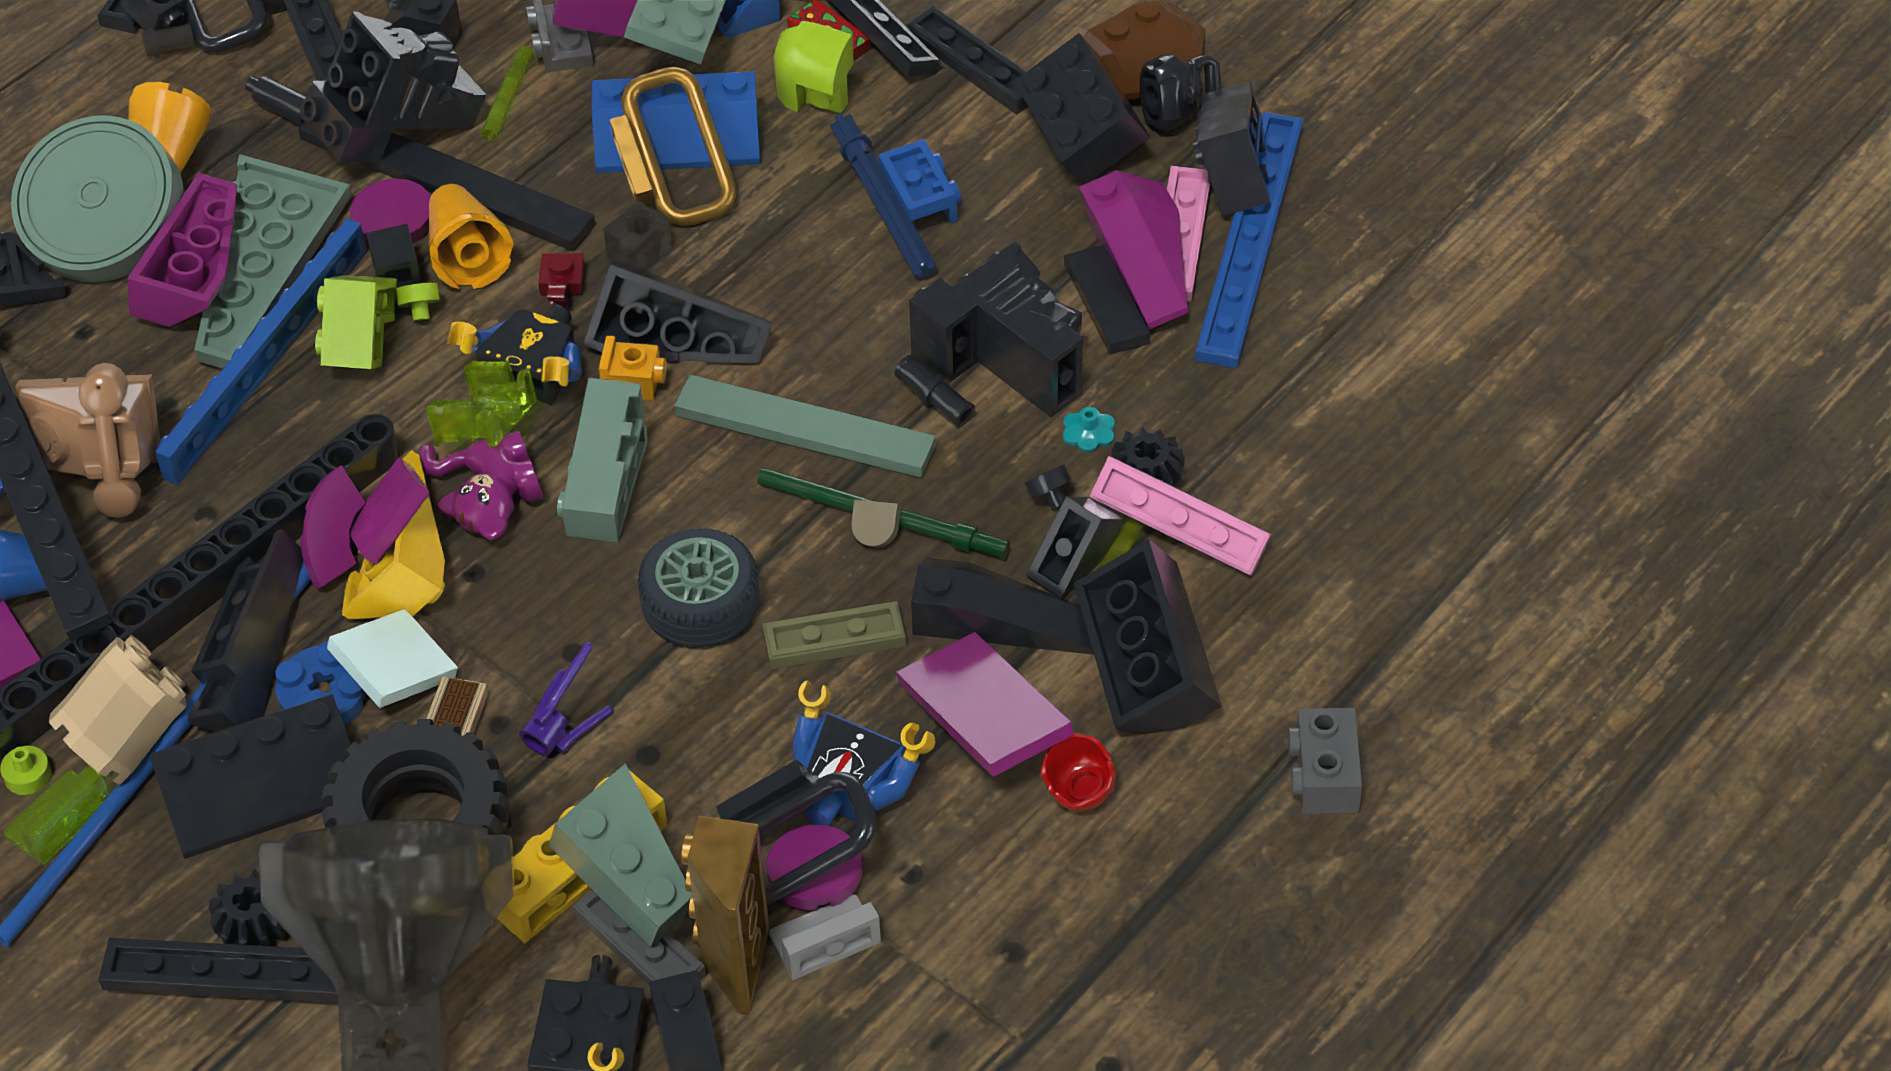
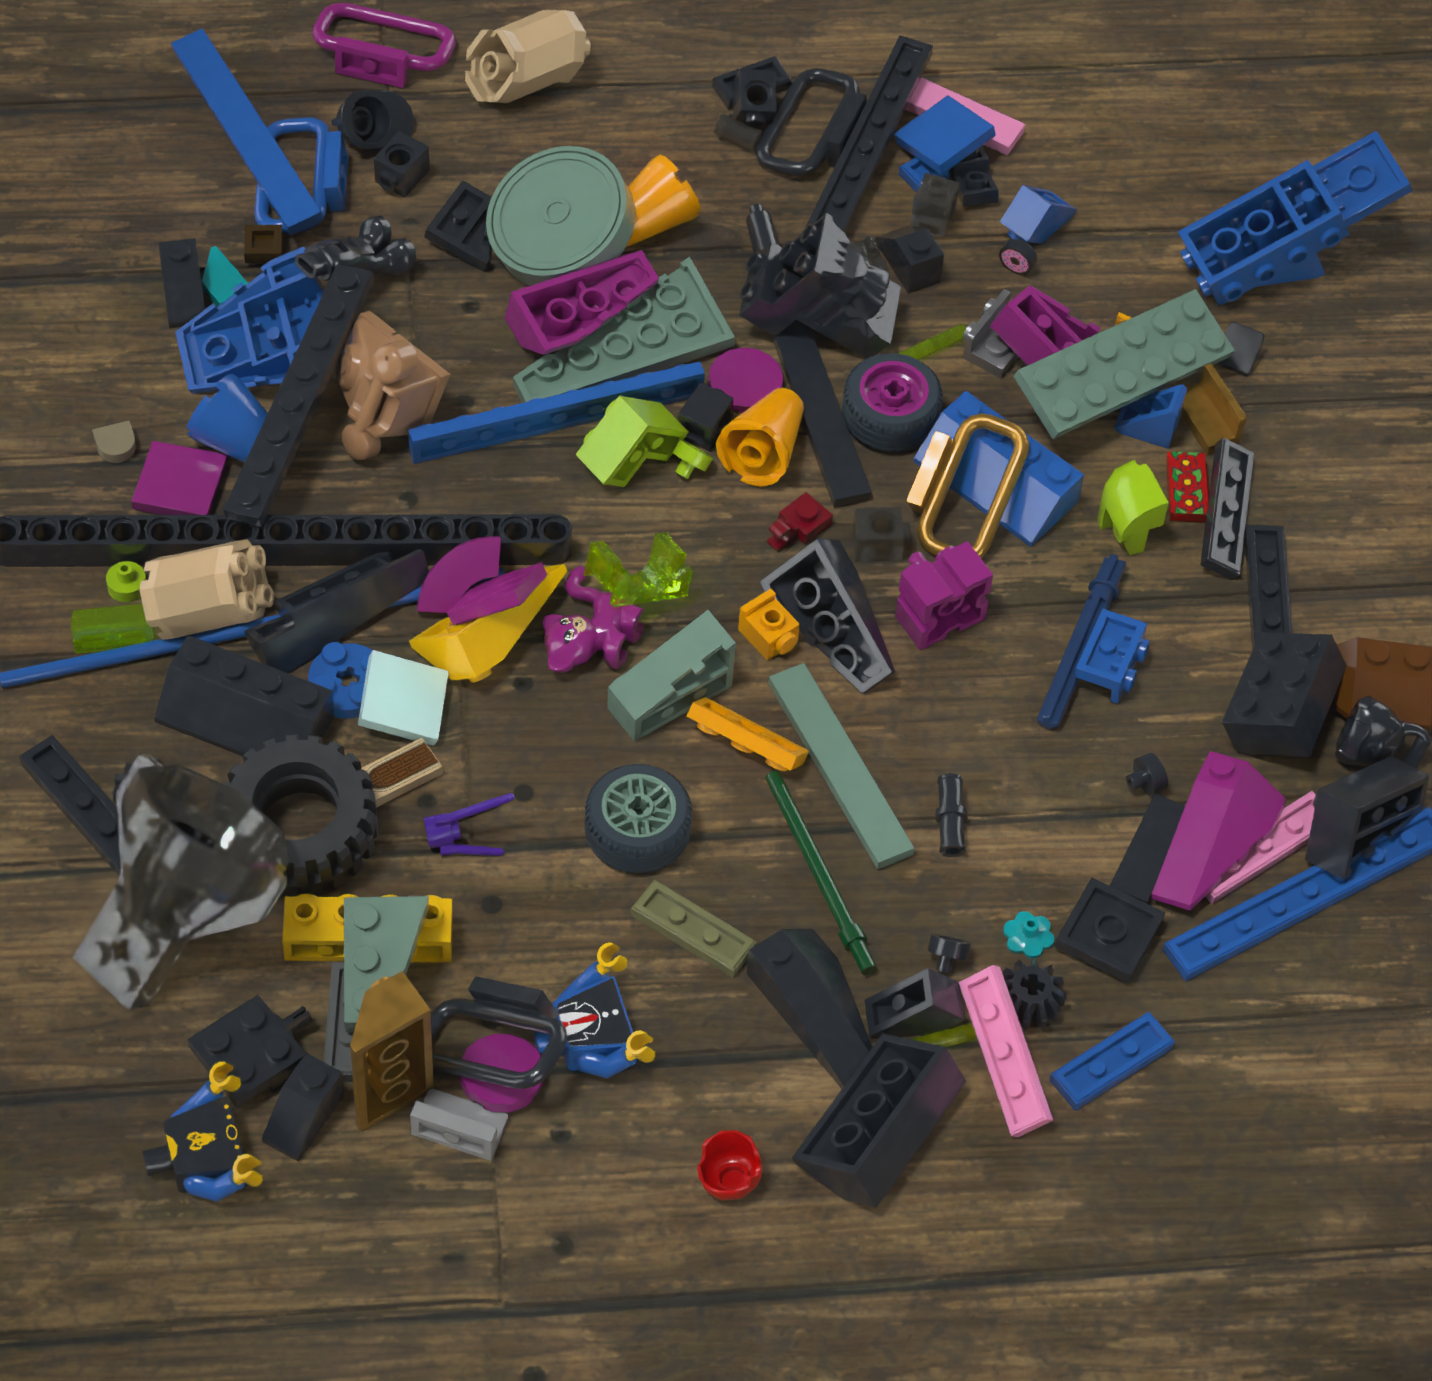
camera: 40 degrees right, 5 degrees up
(527, 342) = (716, 552): torso -> none
(536, 136) = (891, 402): none -> black wheel
(709, 461) = (747, 735): none -> light orange plate
(745, 236) = (942, 594): none -> magenta brick
(875, 522) = (803, 873): dark tan tile -> none
(985, 704) = (722, 1063): tile -> none
(1004, 323) = (1050, 807): black brick -> none
(1045, 244) = (1148, 774): none -> black tile
(1147, 374) = (1109, 930): none -> black plate
(1255, 463) = (1112, 1061): none -> blue tile
(1326, 760) = (902, 1309): dark grey brick -> none

